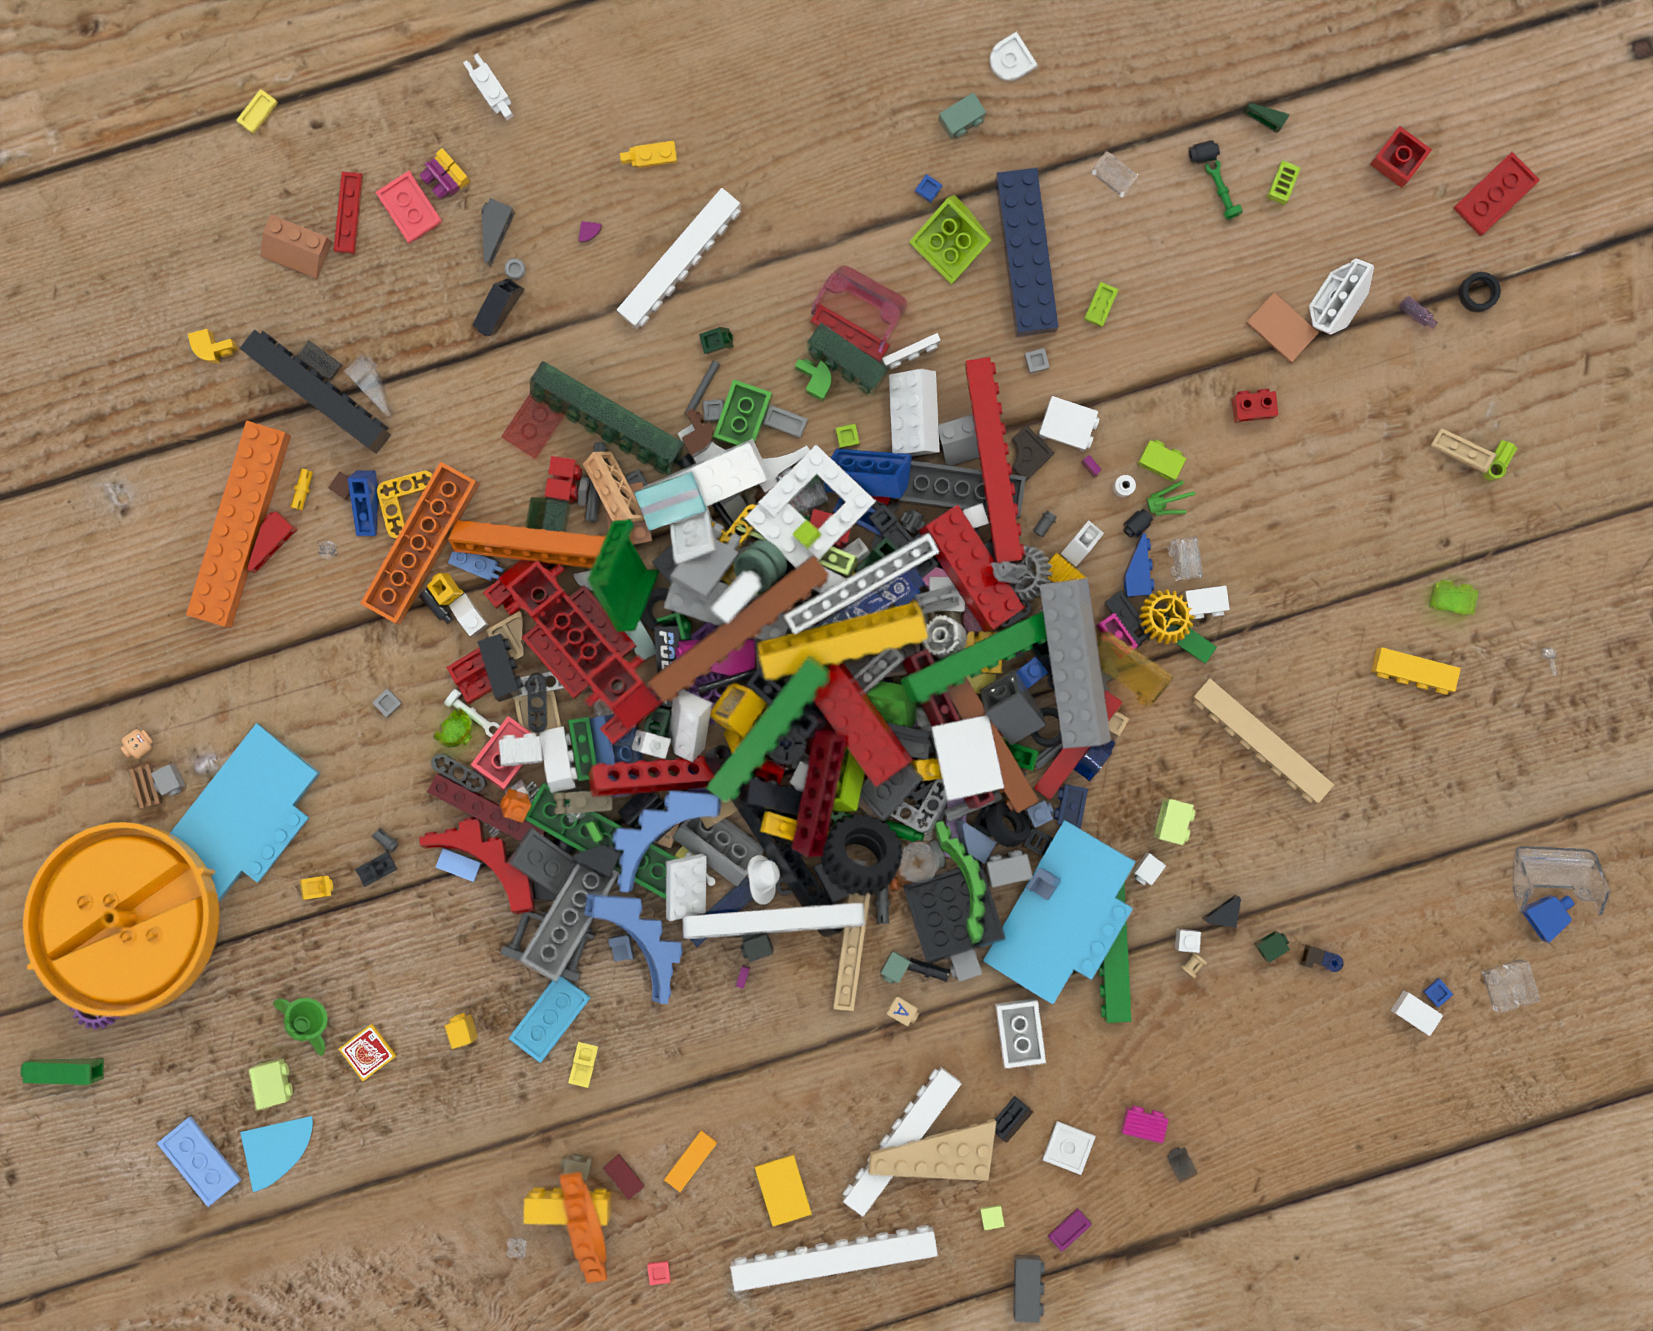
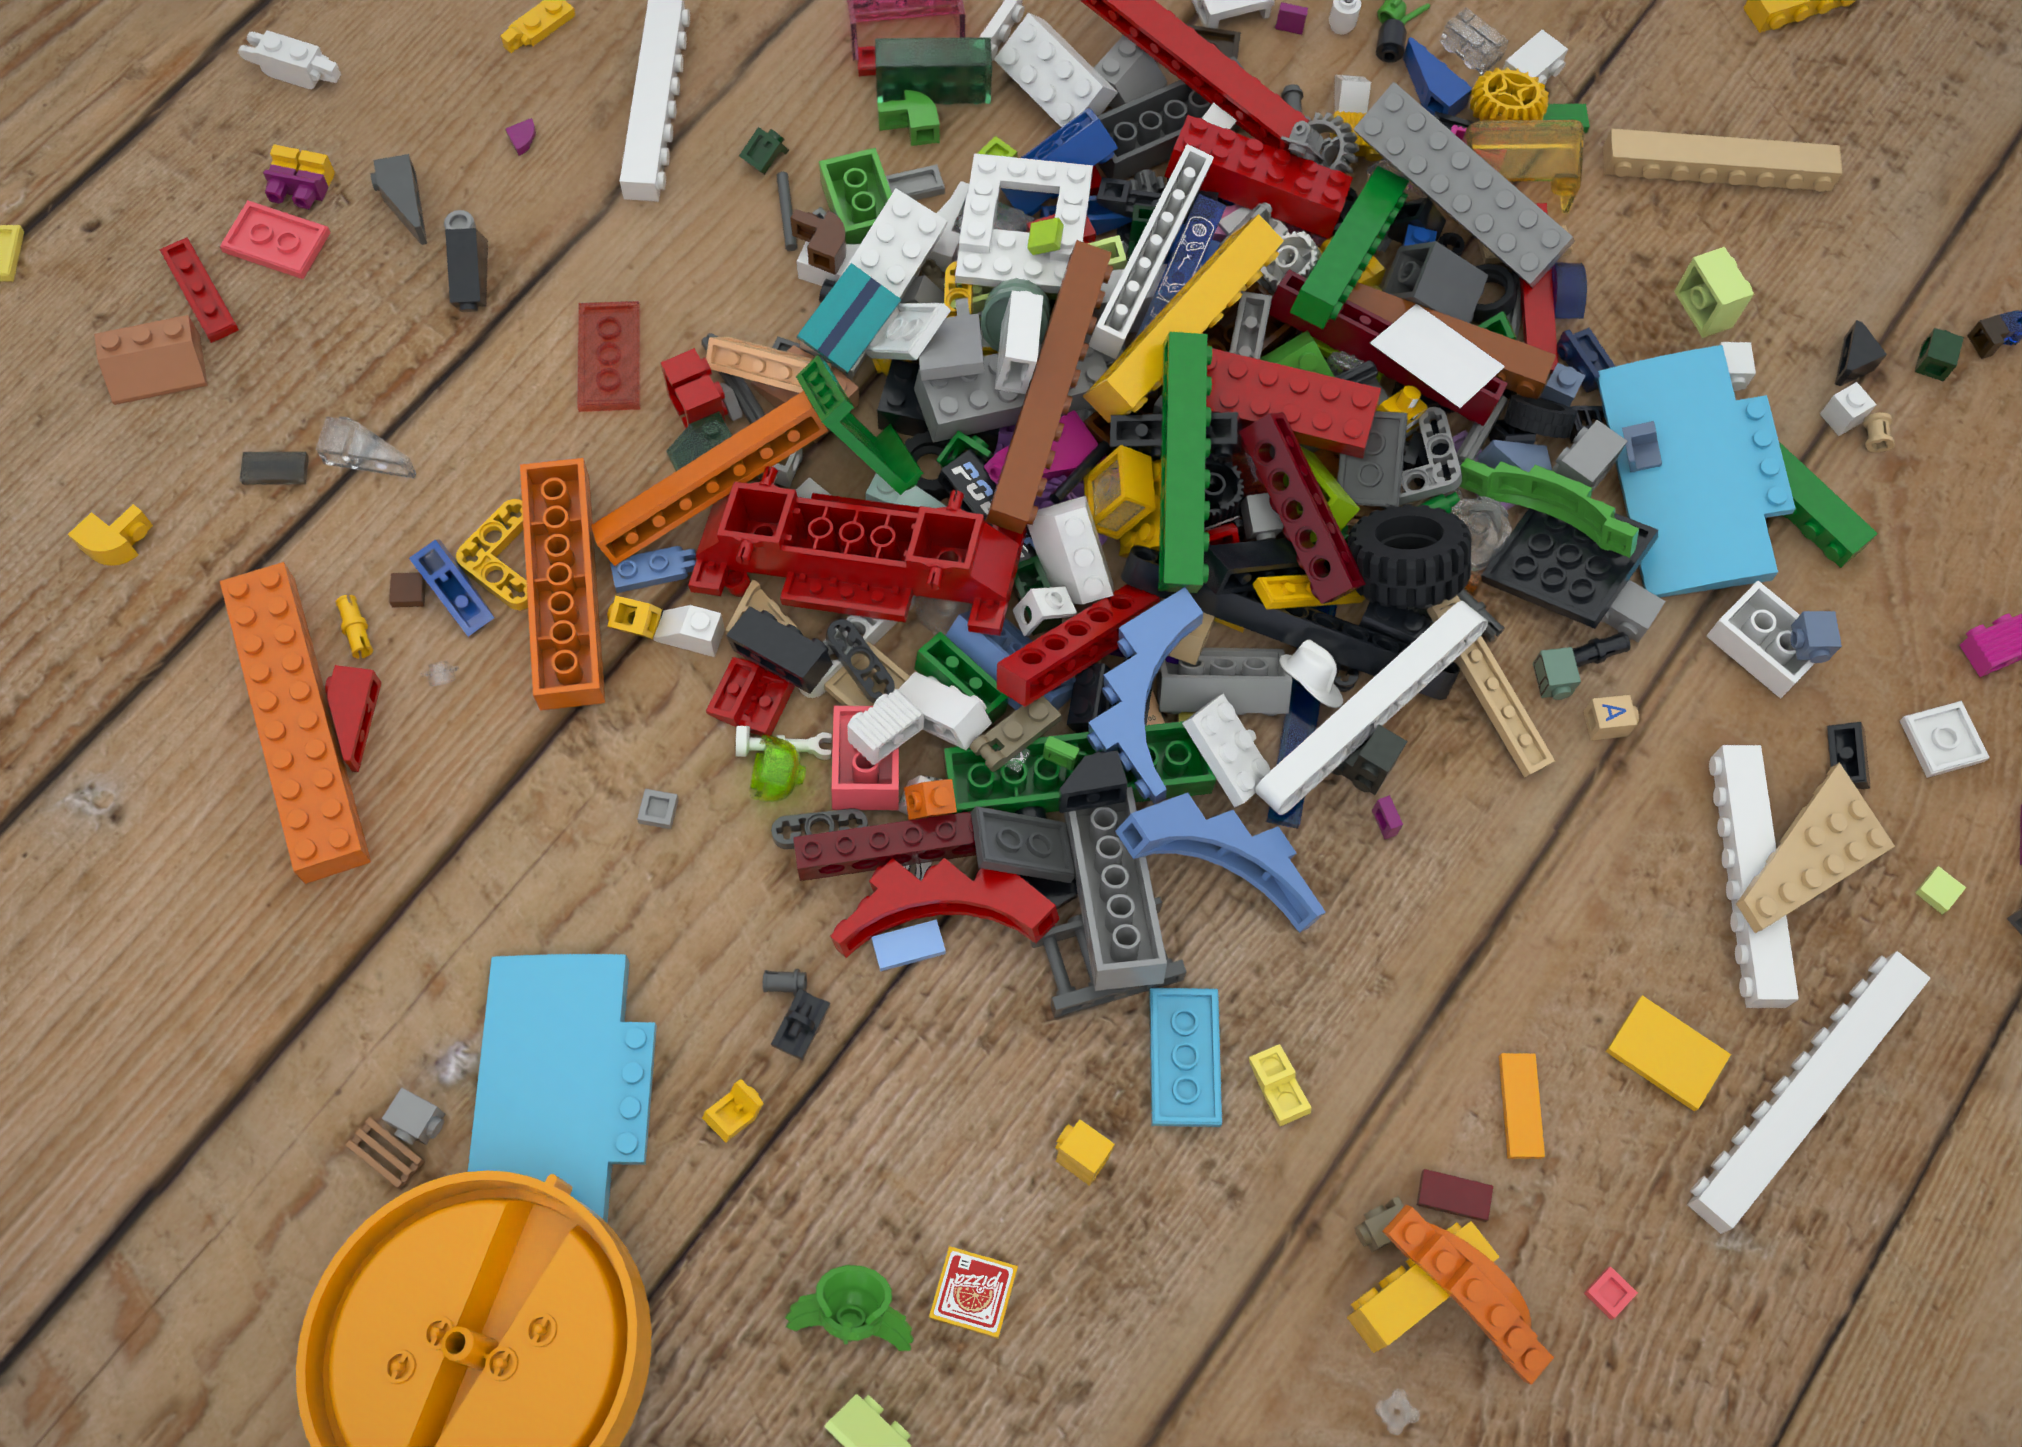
camera: 40 degrees left, 20 degrees down
(136, 744) = (333, 1099): light nougat head -> none
(311, 387) = (292, 493): black brick -> none
(440, 611) = (636, 647): black cylinder -> none
(605, 418) = (694, 294): clear green brick -> none
(621, 947) = (1206, 893): sand blue panel -> none
(1033, 1055) = (1815, 636): none -> sand blue brick

